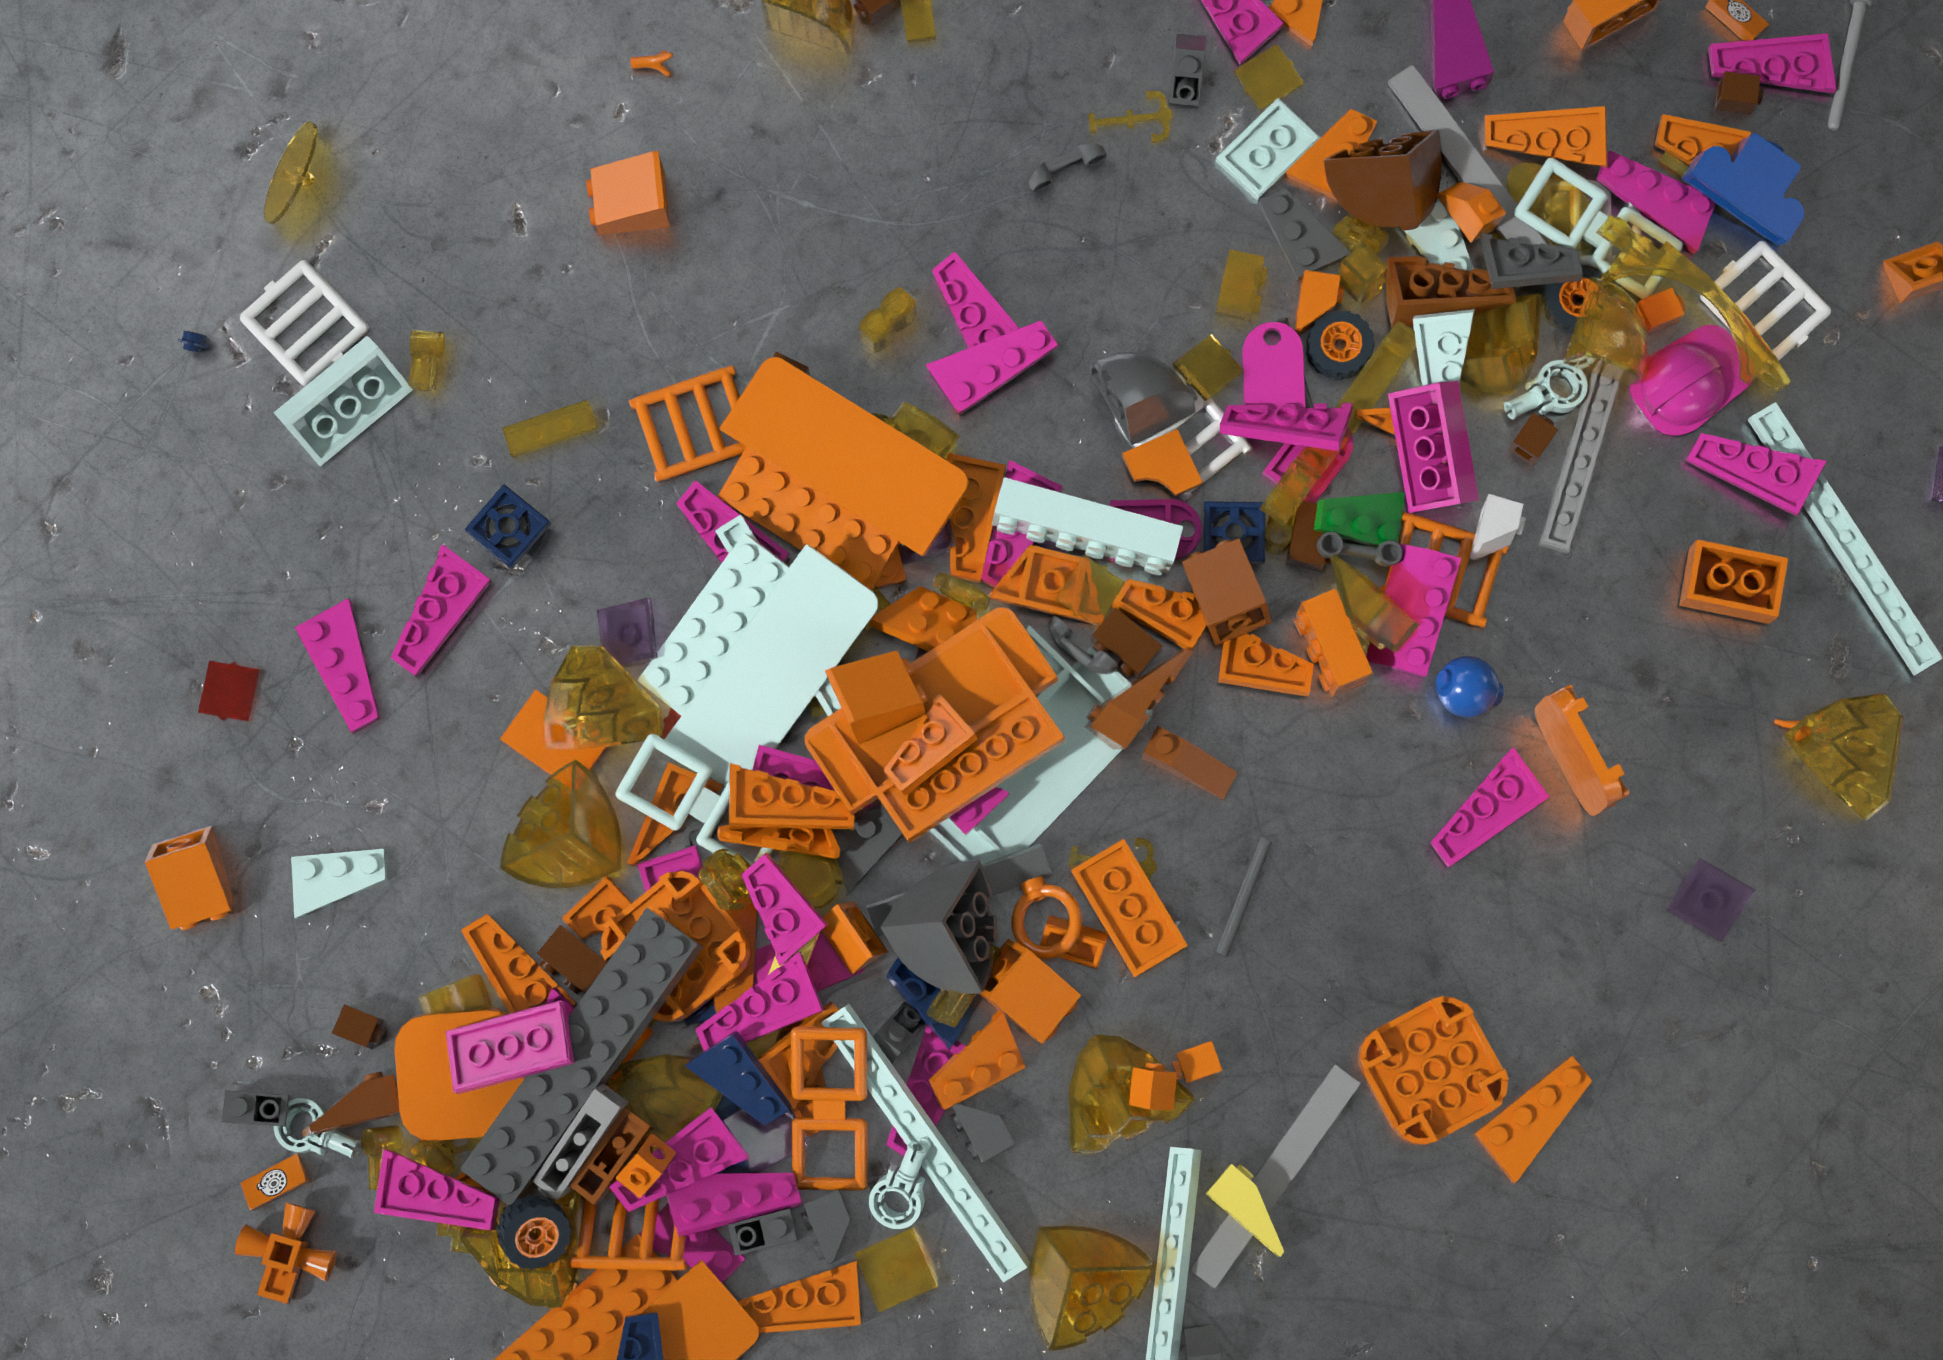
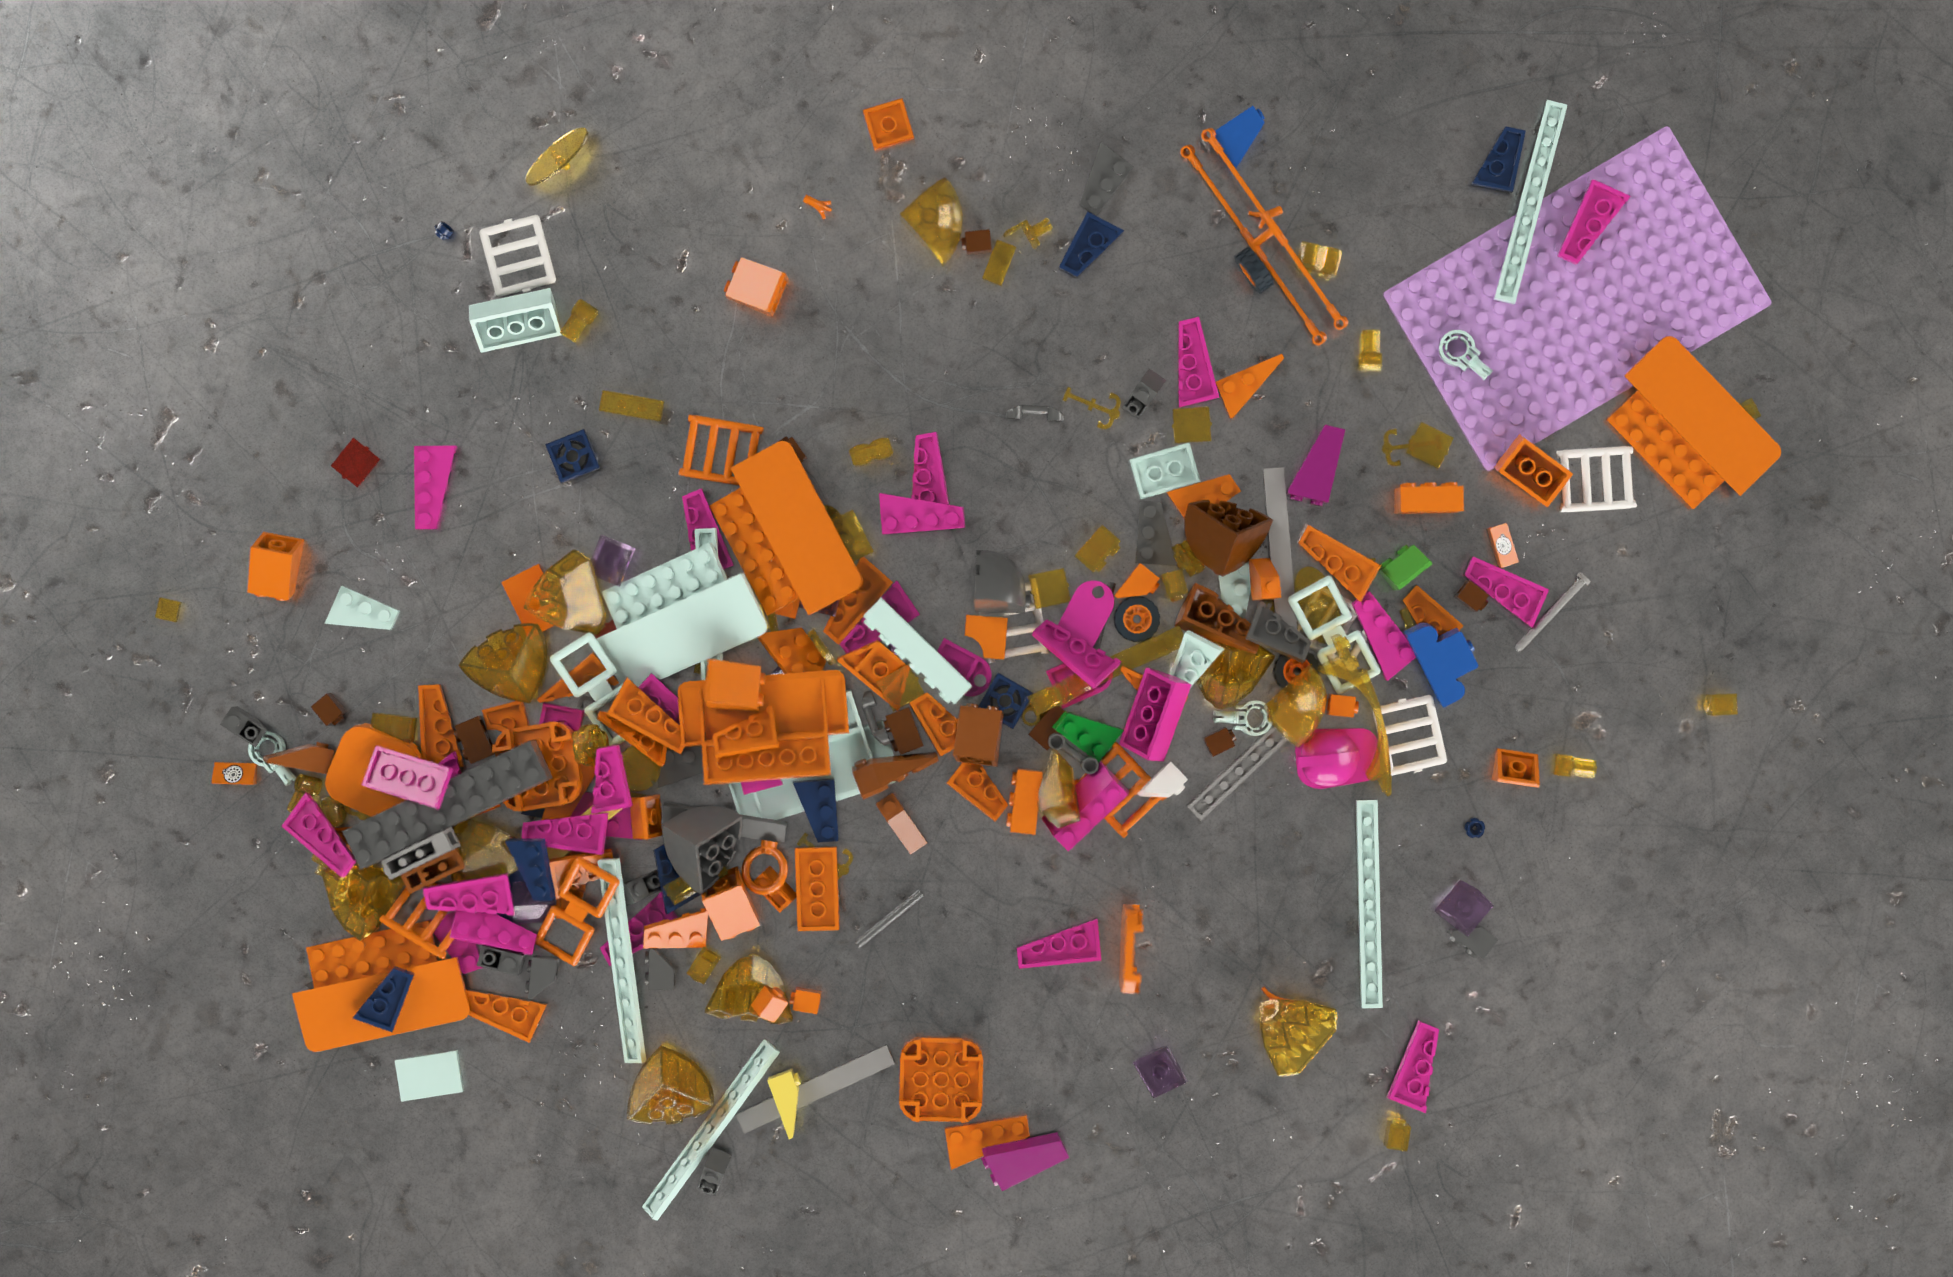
camera: 25 degrees right, 10 degrees up
(76, 1014) = (168, 609): none -> clear yellow tile
(285, 1254) = (219, 819): orange brick -> none
(444, 602) = (510, 480): dark pink wing -> none
(535, 1249) = (366, 890): black wheel -> none
(644, 1167) = (447, 891): orange bracket -> none
(895, 1270) = (567, 1021): clear yellow tile -> none
(904, 1184) = (596, 978): light aqua pin -> none
(1036, 1091) = (703, 965): none -> clear yellow brick
(1073, 800) = (820, 807): none -> dark blue wing
(1468, 686) = (1090, 870): blue brick -> none
(1601, 1114) = (1023, 1158): none -> magenta slope
(1635, 100) = (1404, 566): none -> bright green slope
(1733, 581) = (1285, 894): orange brick -> none
(1763, 472) = (1343, 838): dark pink wing -> none
(1922, 366) = (1475, 833): none -> dark blue plate

